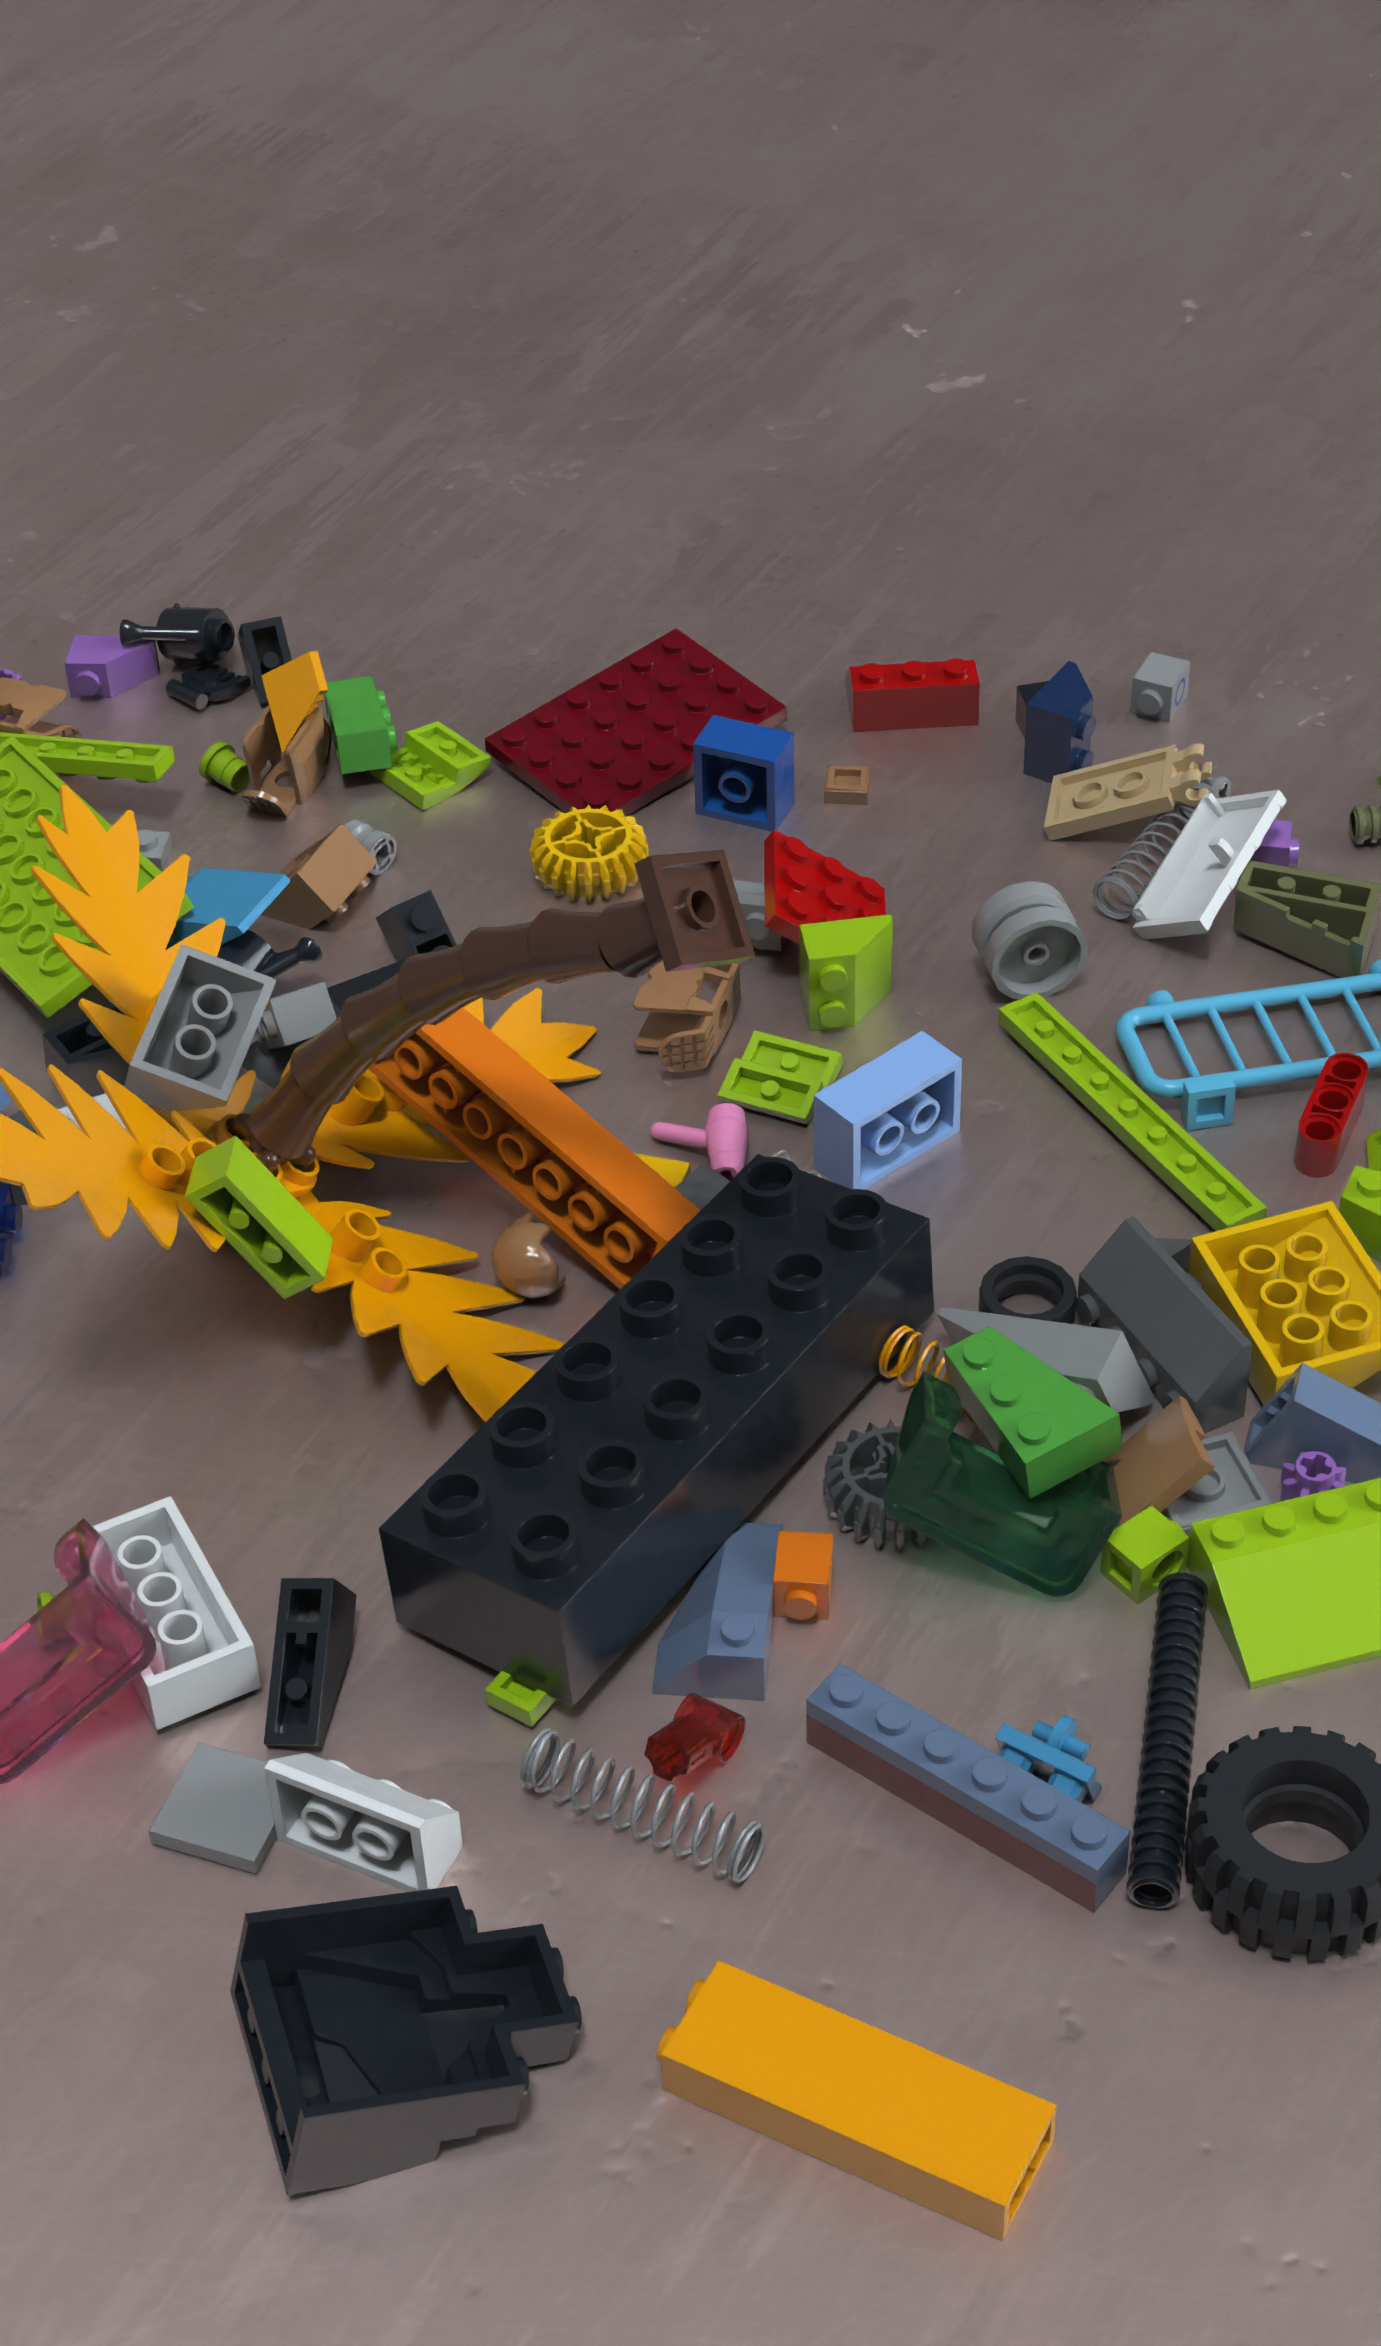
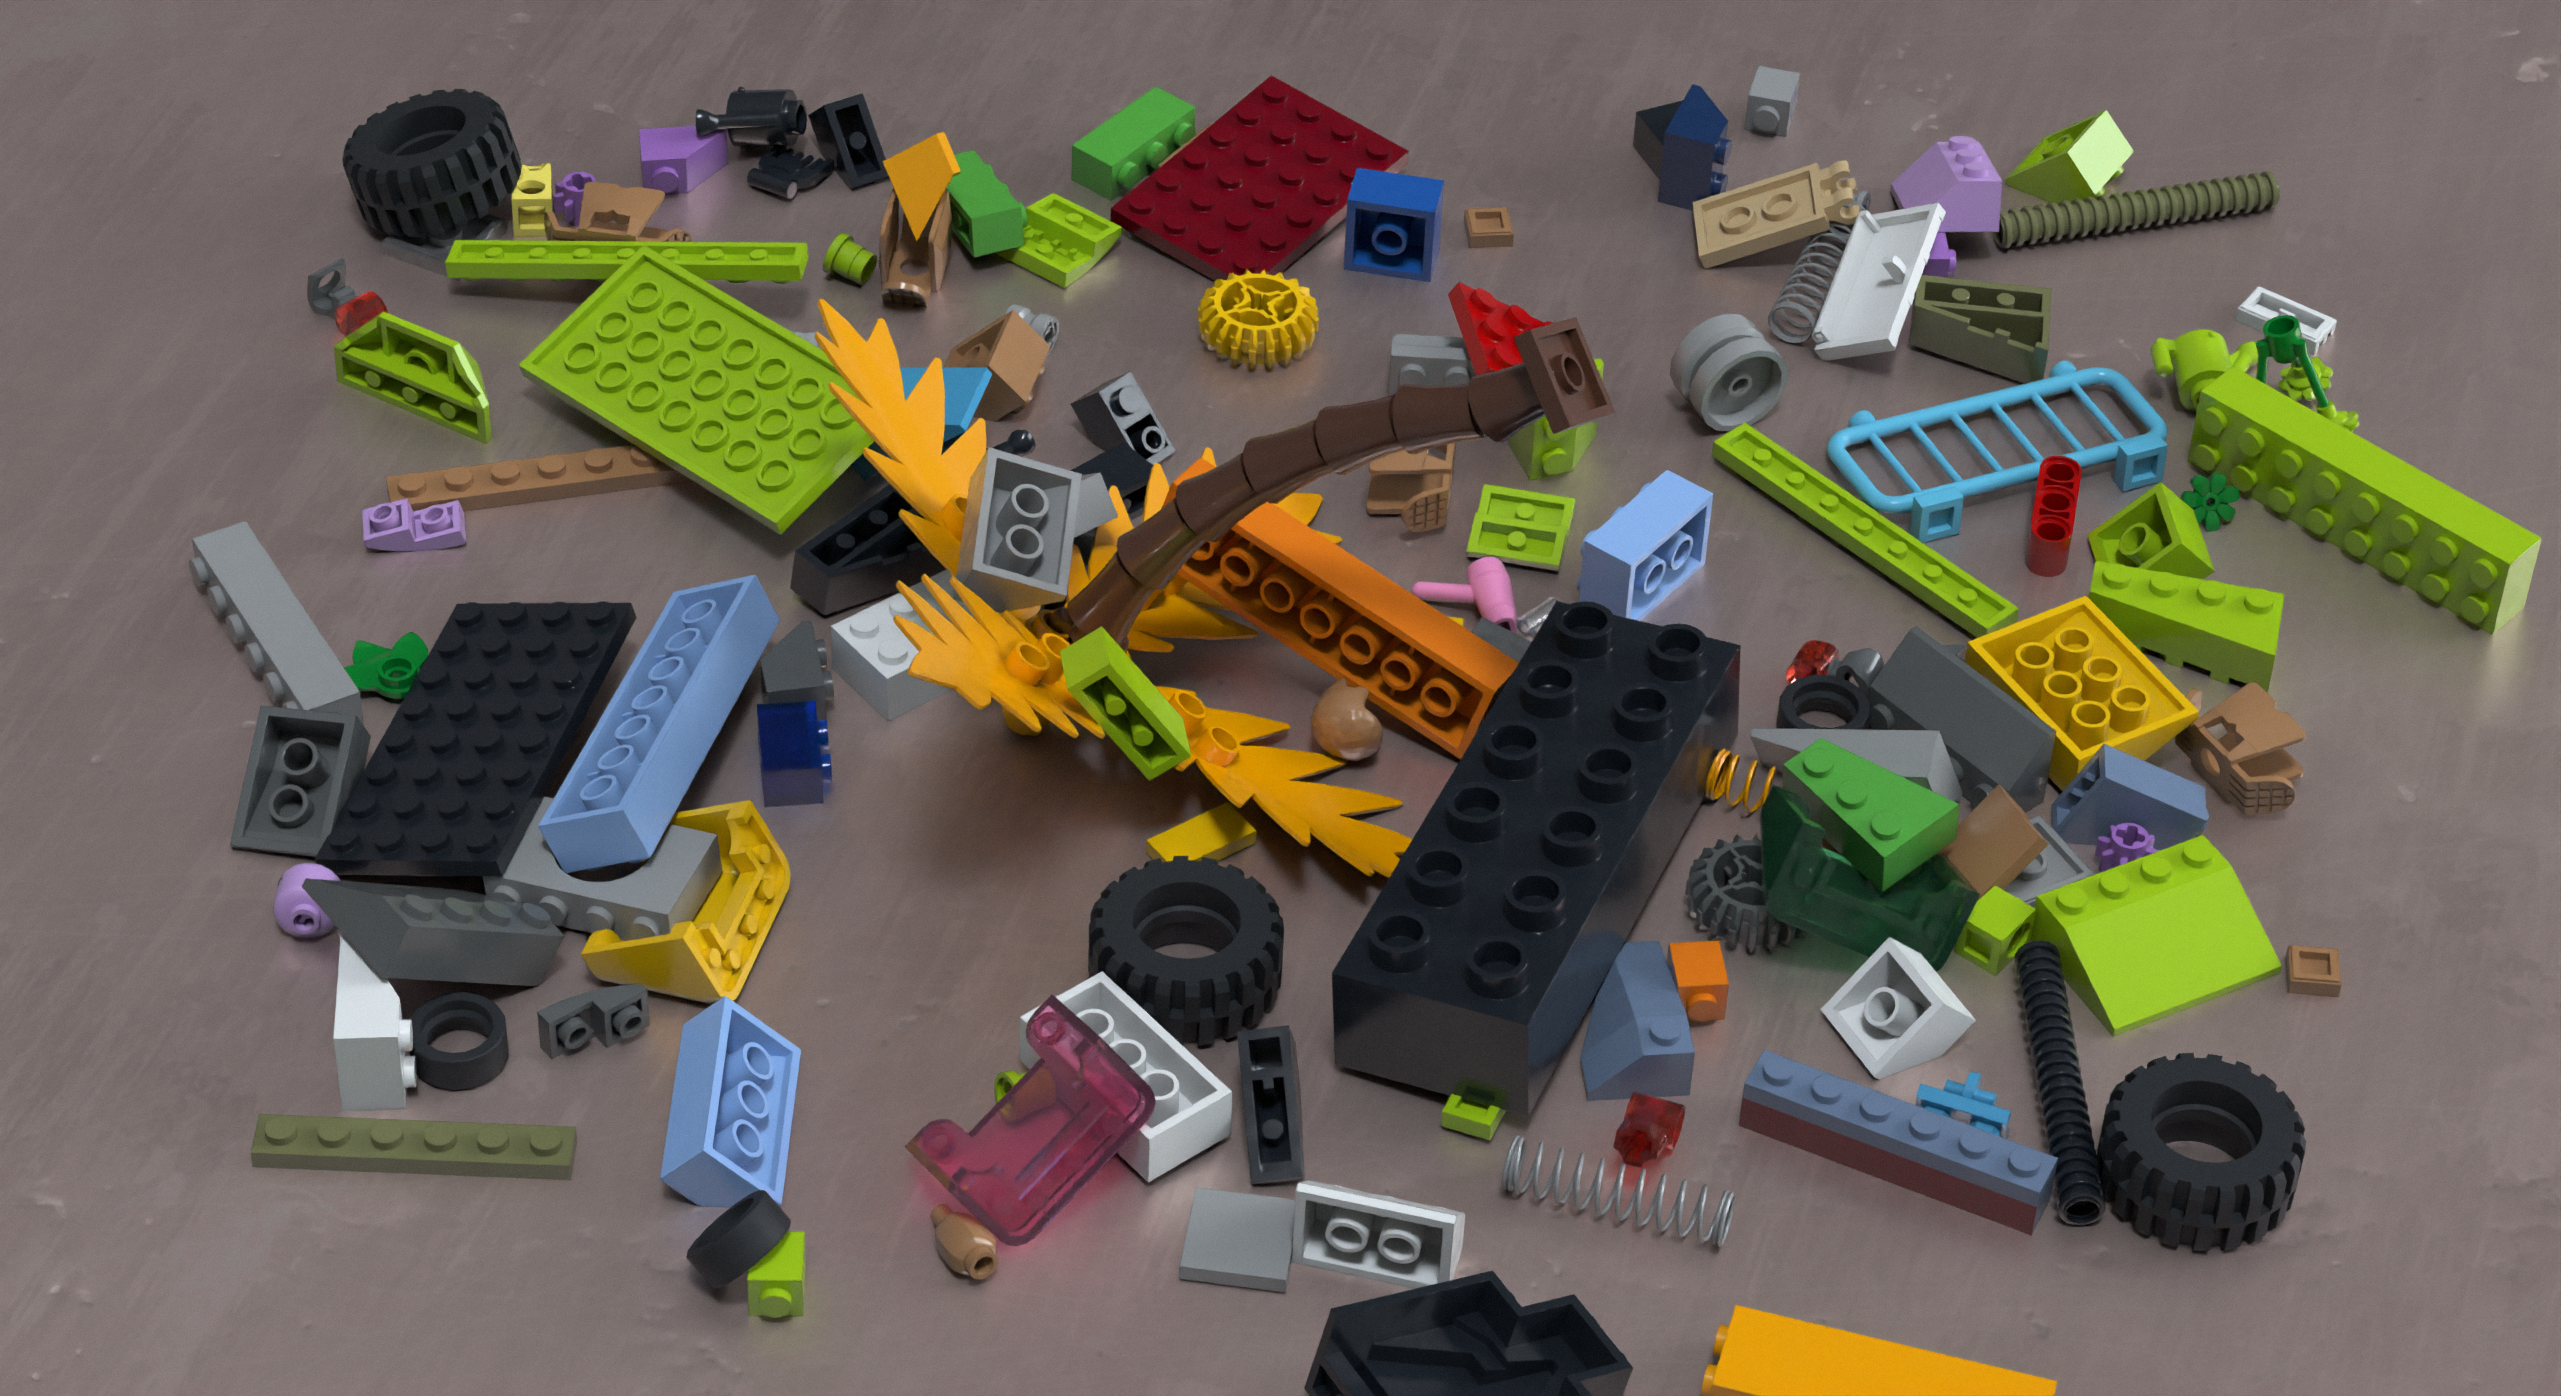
camera: 15 degrees left, 0 degrees up
(266, 1433) = (1199, 906): none -> black tyre
(347, 1366) = (1209, 835): none -> yellow tile
(528, 680) = (1132, 143): none -> bright green brick
(913, 695) = (1528, 128): red slope -> none
(1011, 1634) = (1897, 1011): none -> white slope
(1044, 1241) = (1823, 659): none -> leg
(1313, 779) = (1958, 179): none -> lavender slope

